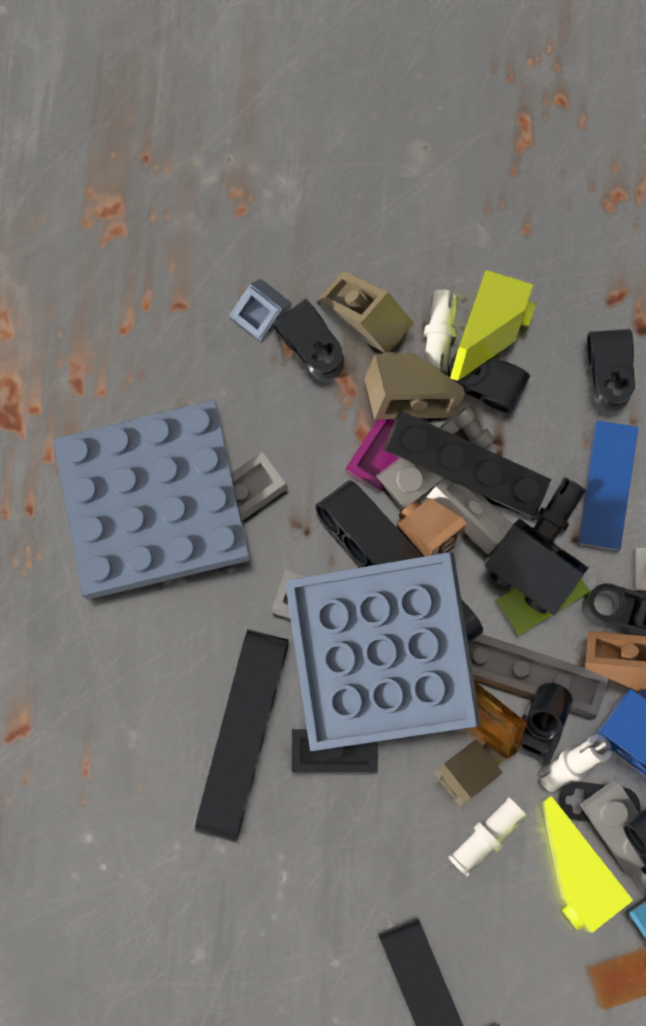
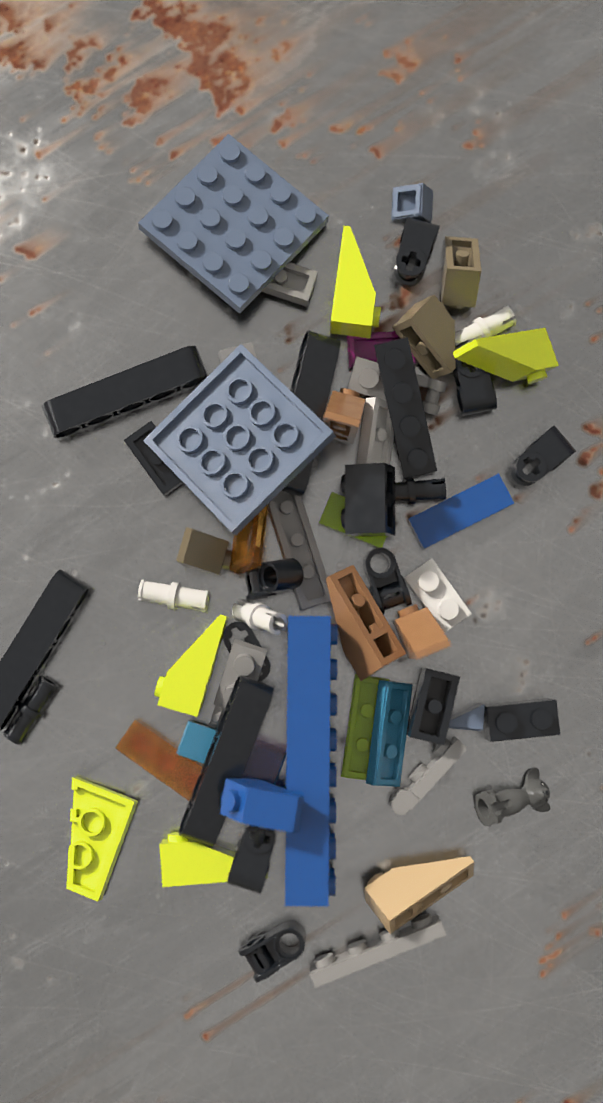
camera: 45 degrees right, 5 degrees up
(312, 431) = (354, 294): none -> neon yellow slope

